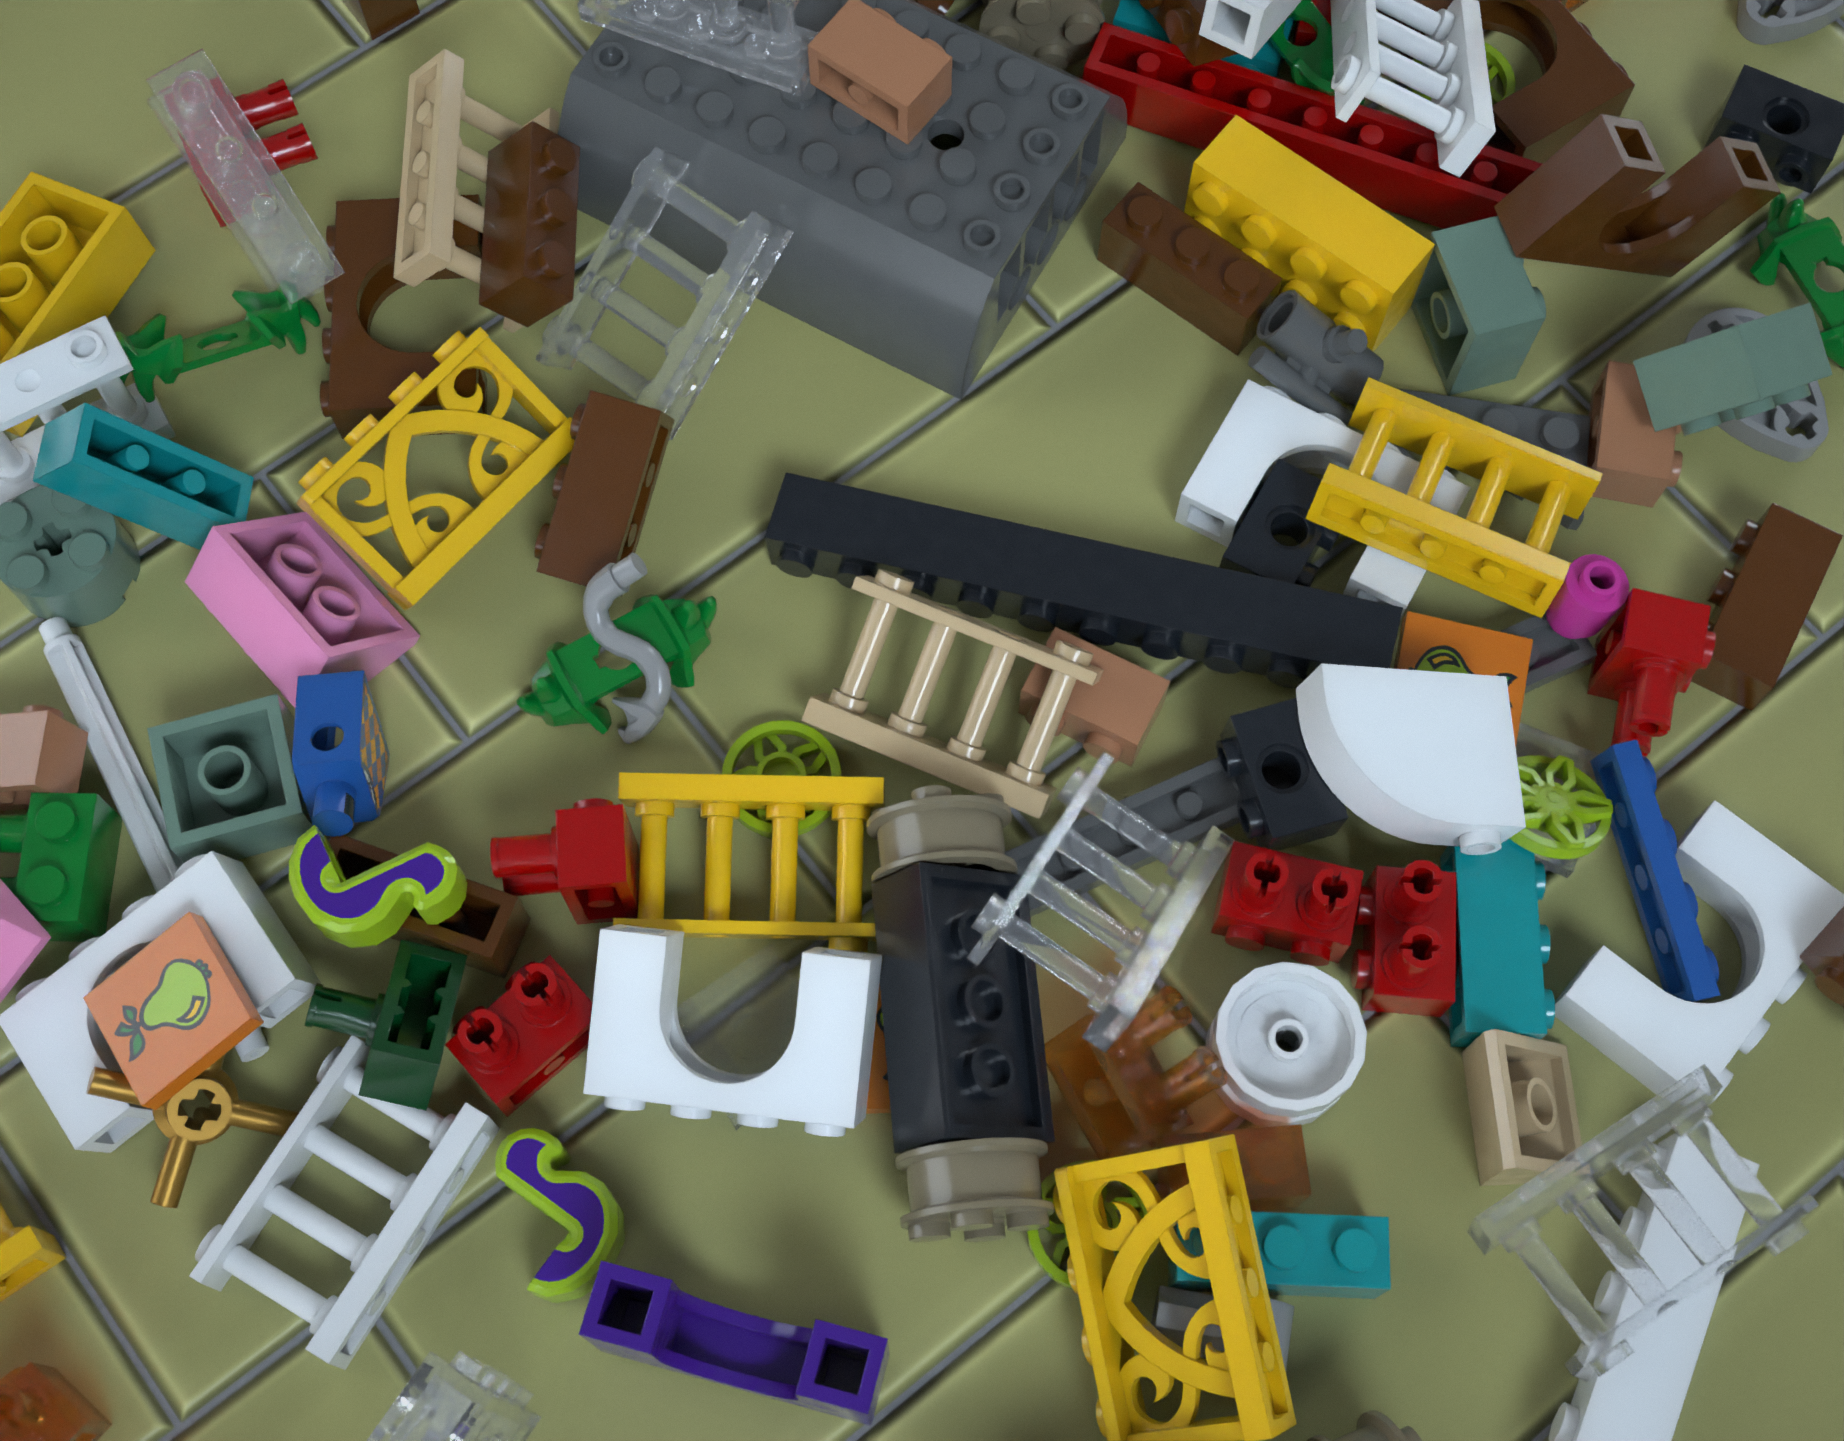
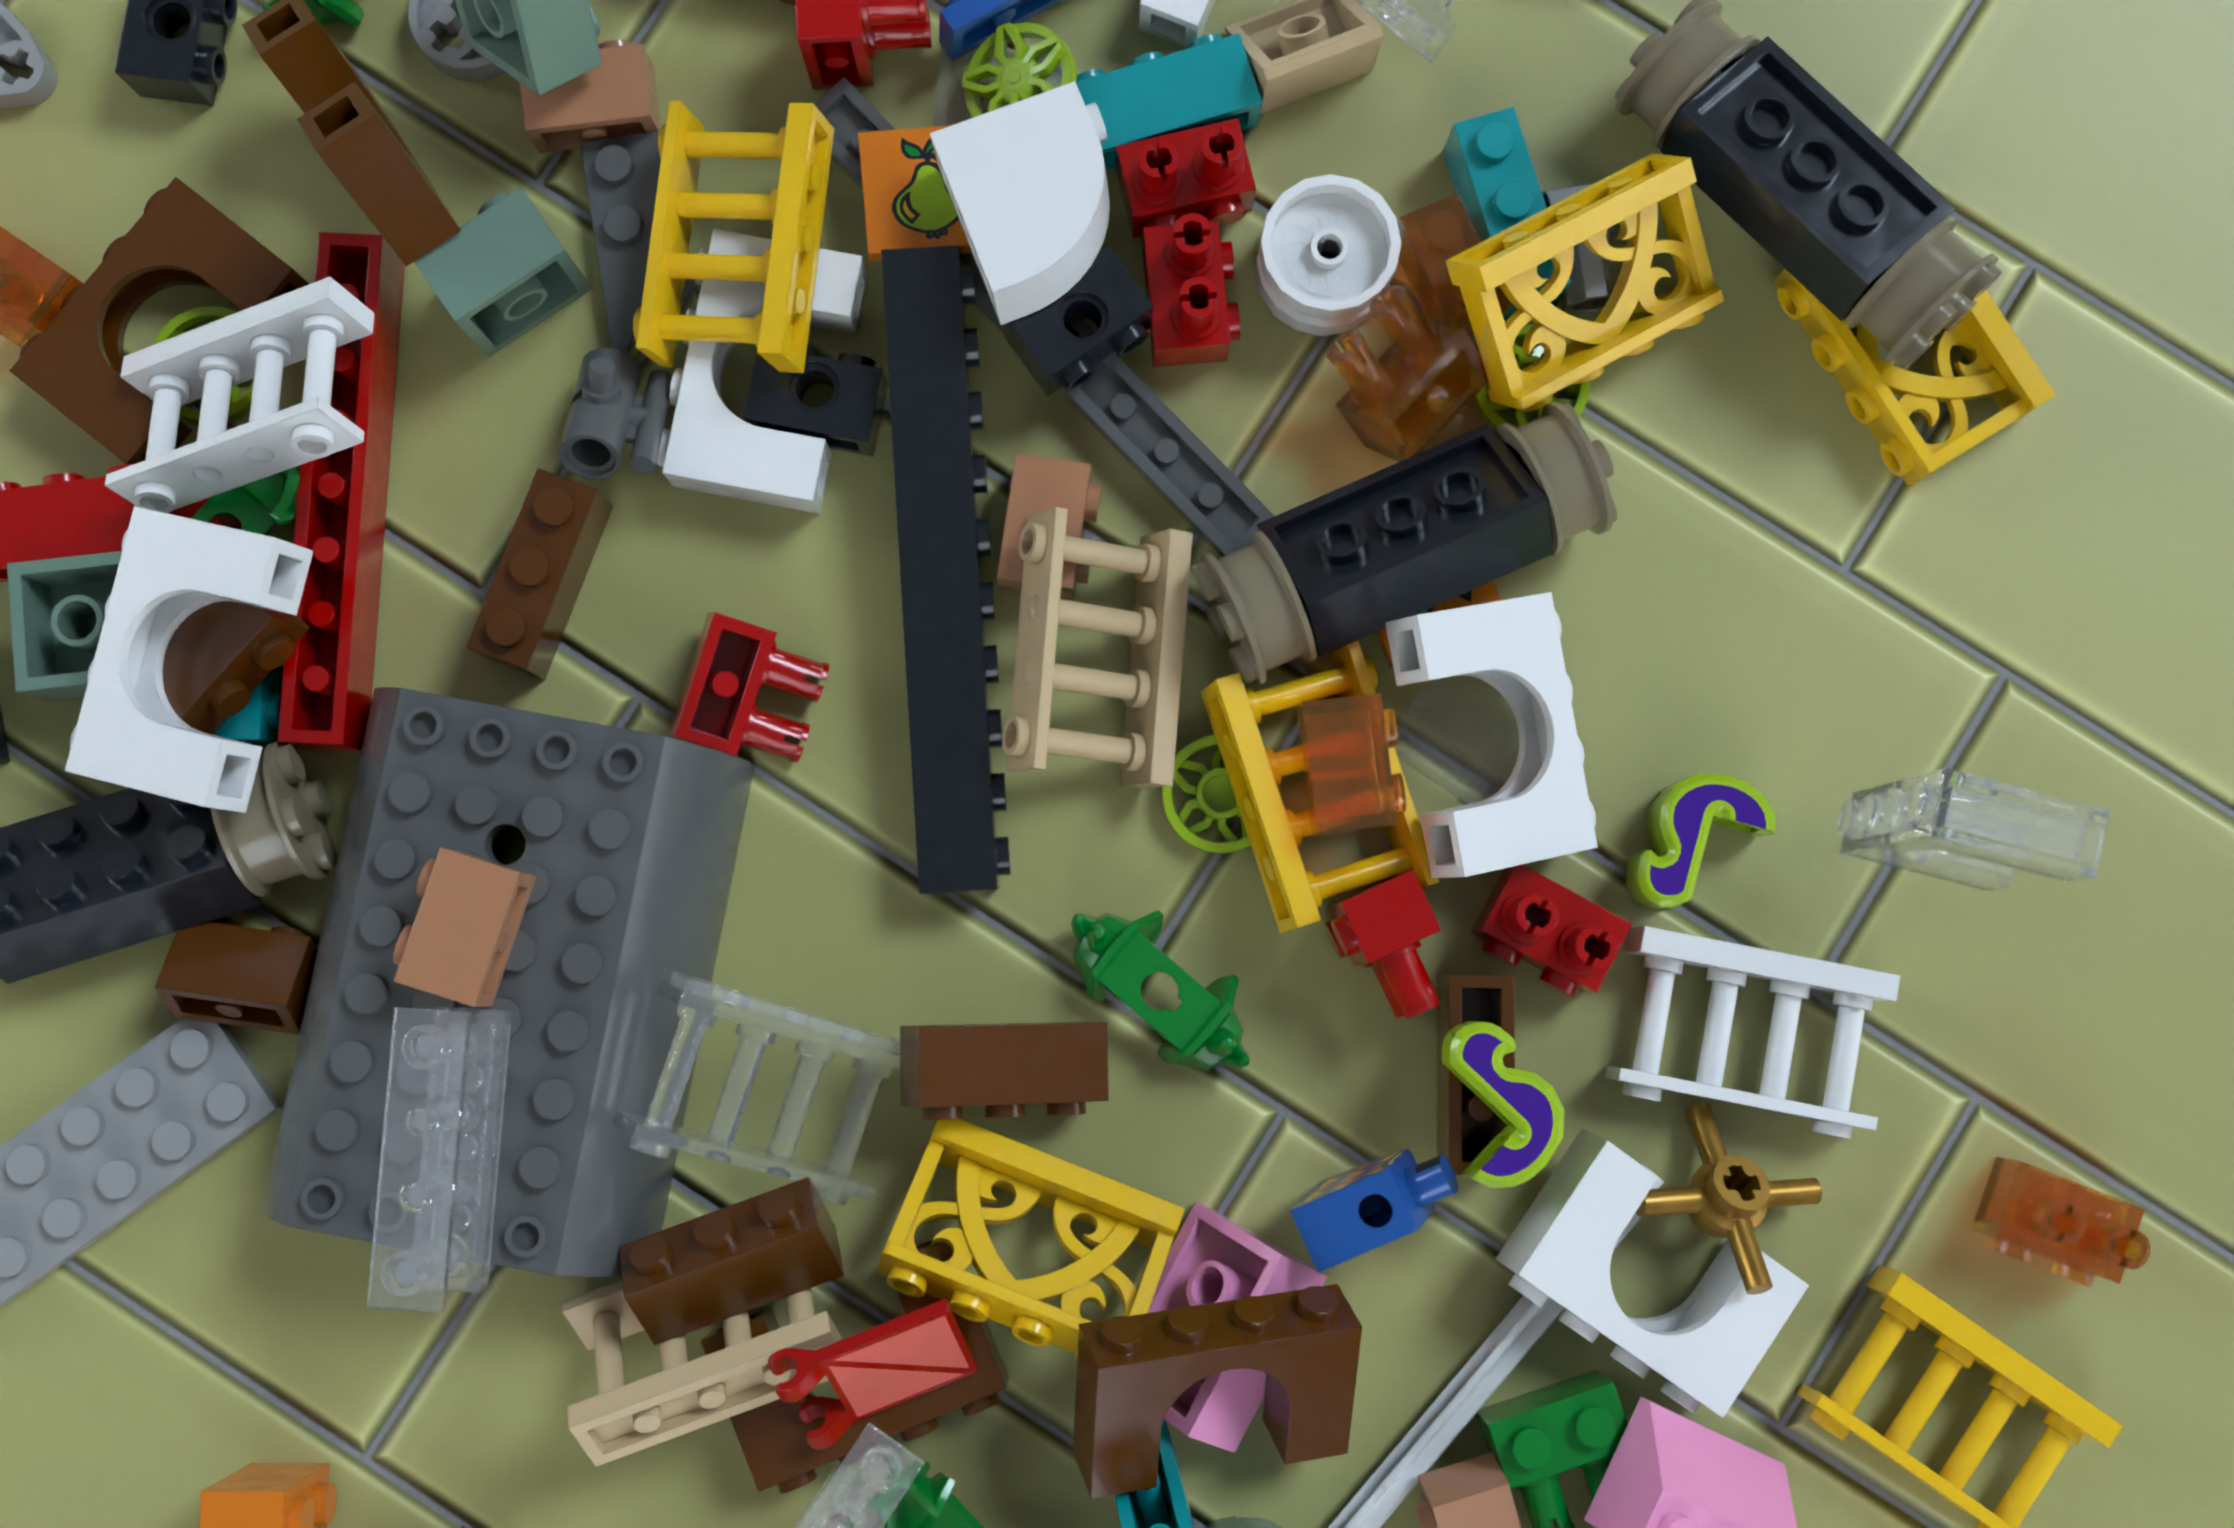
camera: 115 degrees left, 15 degrees up
(172, 1010) = (1675, 1240): orange tile -> none
(230, 780) = (1424, 1305): sand green brick -> none
(253, 625) = (1143, 1362): none -> reddish brown arch
(385, 292) = (875, 1369): none -> flag
(401, 1027) = (1594, 1034): dark green brick -> none
(605, 586) = (1119, 1021): light grey animal -> none
(664, 1327) = (1745, 556): dark purple arch -> none
(753, 869) = (1350, 765): none -> clear orange brick
(1039, 376) = (722, 687): none -> red brick
(1138, 951) = (1243, 387): clear fence -> none
(1308, 230) = (474, 461): yellow brick -> none
(1588, 597) = (803, 76): dark pink brick -> none

